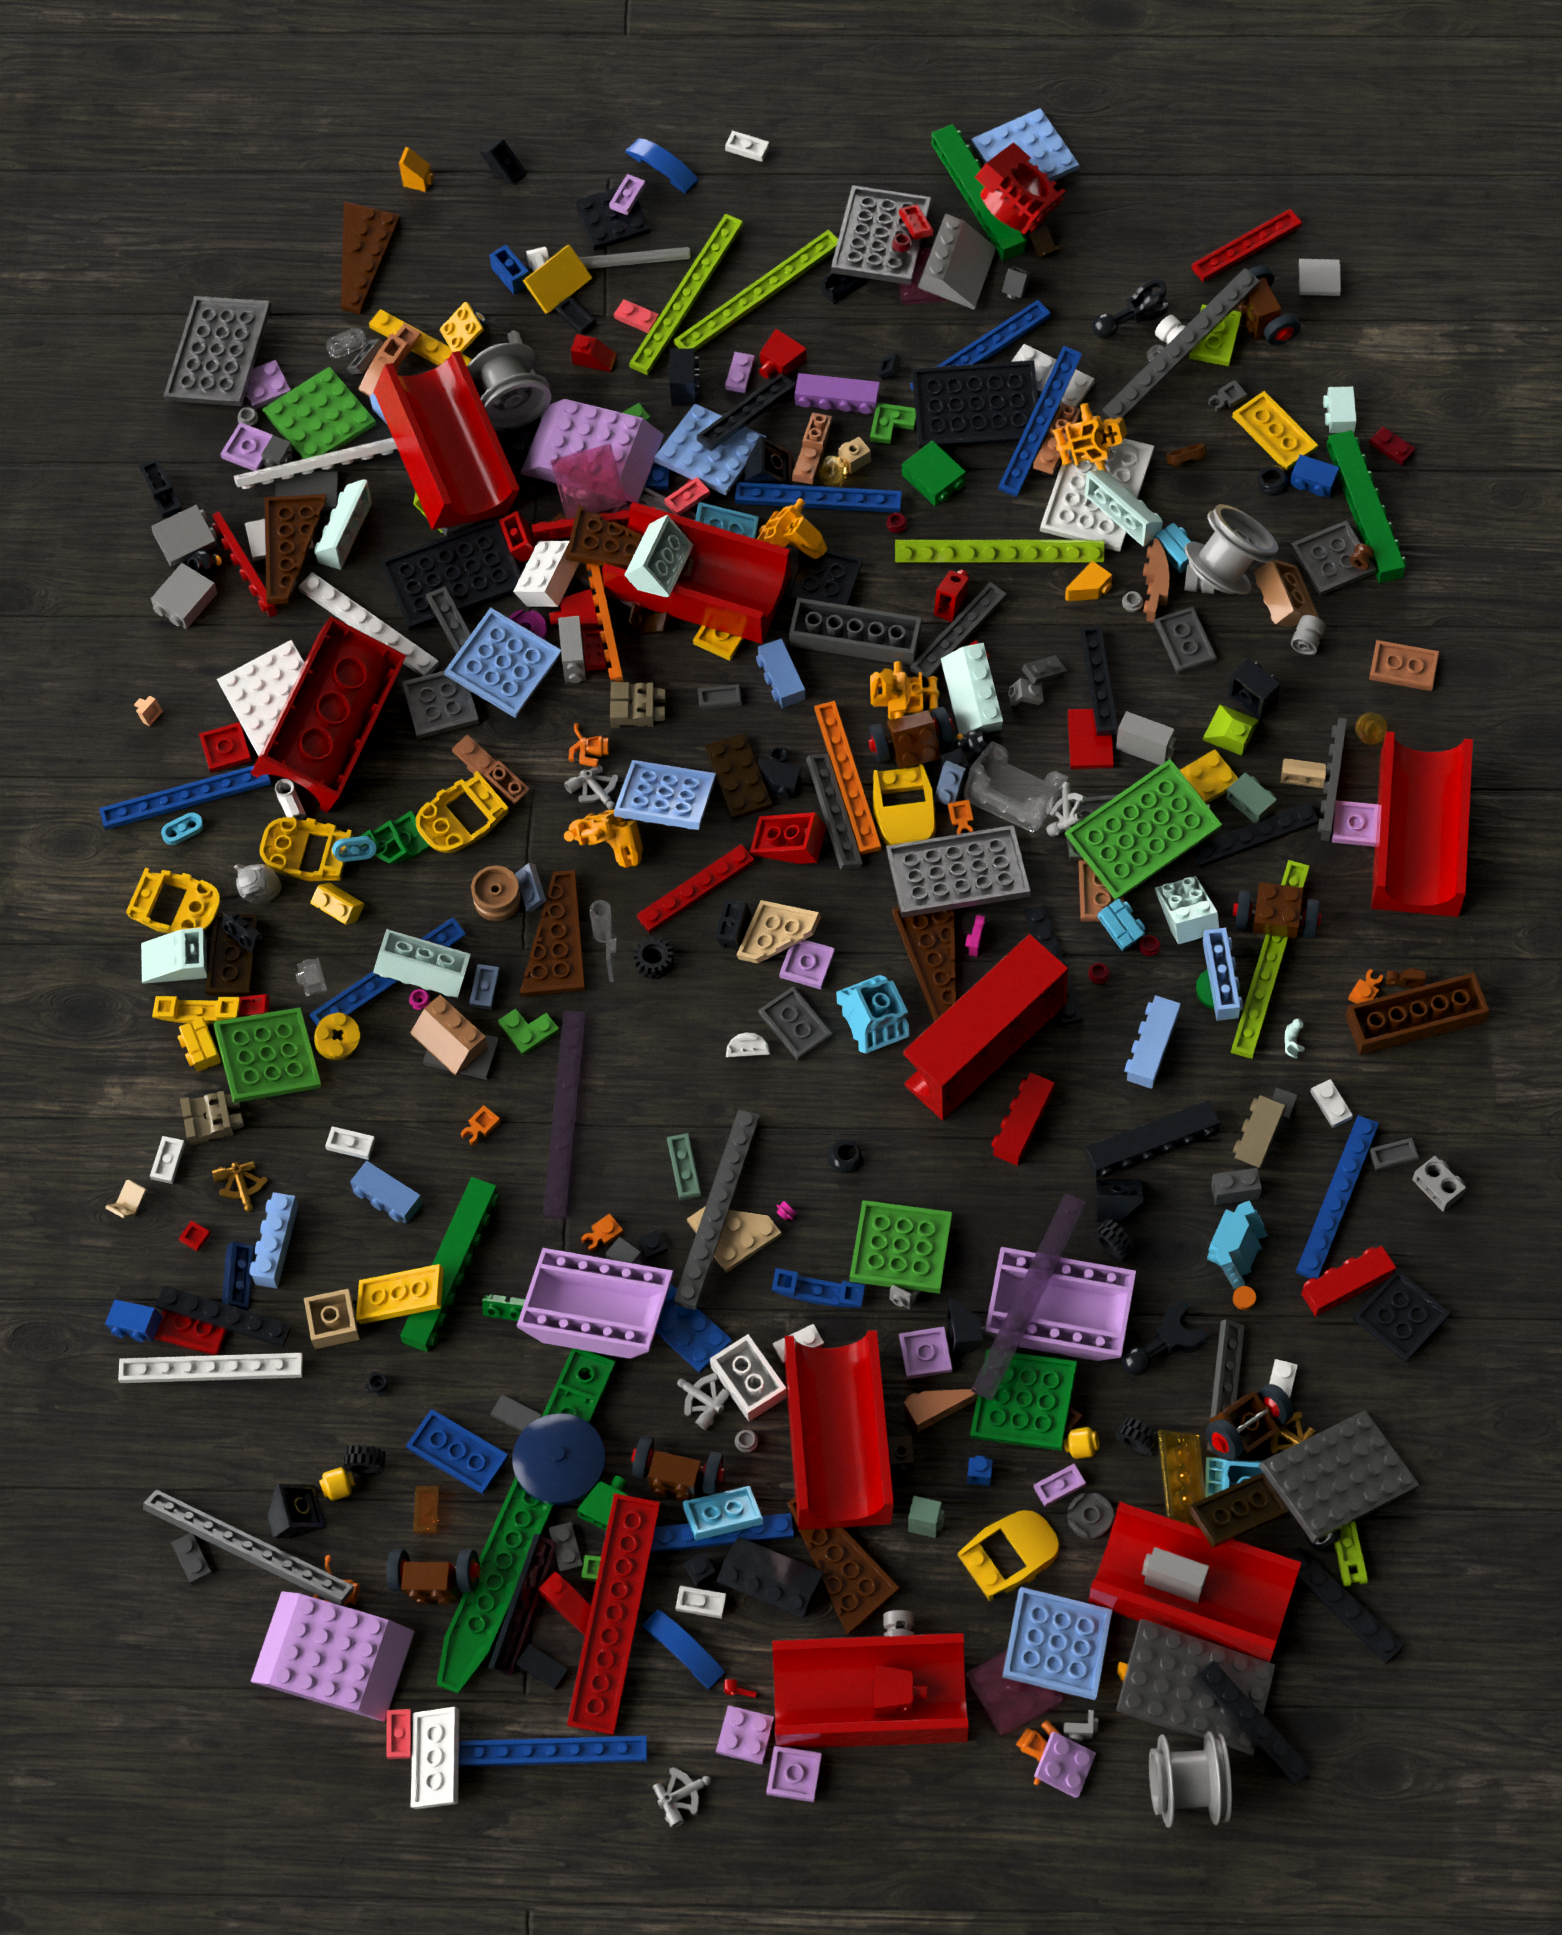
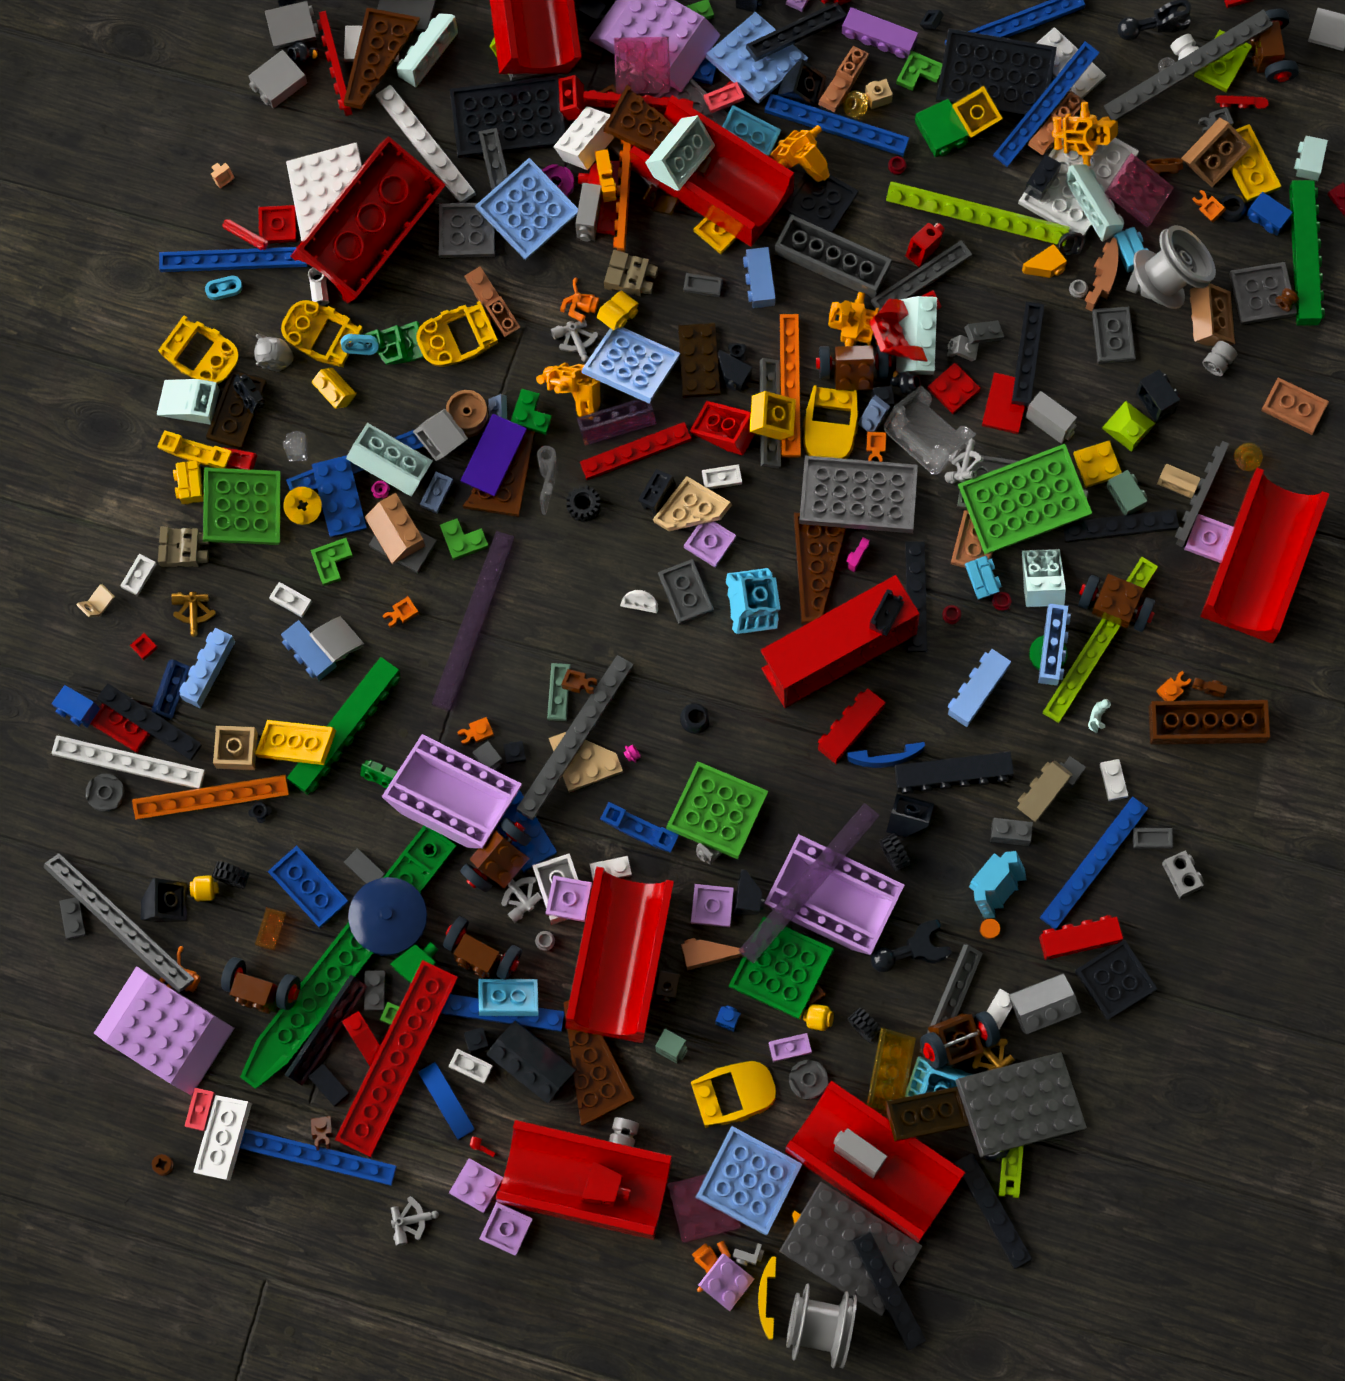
camera: 15 degrees right, 10 degrees up
(192, 766) = (245, 234): none -> red axle
(192, 1409) = (105, 792): none -> dark grey tile
(316, 1381) = (210, 797): none -> orange plate
(375, 1813) = (164, 1168): none -> reddish brown wheel
(376, 1017) = (339, 496): none -> blue plate
(379, 1088) = (327, 556): none -> bright green plate
(415, 1171) = (336, 639): none -> light grey slope
(473, 921) = (440, 434): none -> light grey slope
(539, 929) = (493, 455): none -> dark purple tile
(548, 1720) = (321, 1130): none -> reddish brown plate
(563, 880) = (527, 416): none -> green plate
(576, 597) = (605, 169): none -> light orange piece
(634, 744) = (618, 310): none -> yellow brick
(665, 860) = (616, 421): none -> clear purple brick
(668, 1360) = (498, 858): none -> reddish brown brick
(701, 1147) = (576, 681): none -> reddish brown plate
(762, 1382) = (568, 898): none -> lavender plate
(800, 891) = (722, 477): none -> white plate
(839, 809) = (772, 415): none -> yellow brick
(943, 695) = (890, 334): none -> red piece
(968, 445) = (977, 111): none -> yellow brick
(1028, 737) = (953, 388): none -> red plate
(1032, 975) = (886, 613): none -> black hinge
(1046, 1151) = (861, 757): none -> blue slope
(1060, 495) = (1042, 177): none -> black brick
(1118, 555) = (1077, 246): none -> black piece
(1126, 1797) = (769, 1273): none -> yellow slope
(1167, 484) = (1139, 190): none -> clear pink plate
(1238, 426) = (1216, 152): none -> medium nougat slope
(1249, 370) = (1242, 101): none -> red hinge
(1249, 485) = (1209, 207): none -> orange plate
(1330, 1361) = (1044, 1003): none -> slope

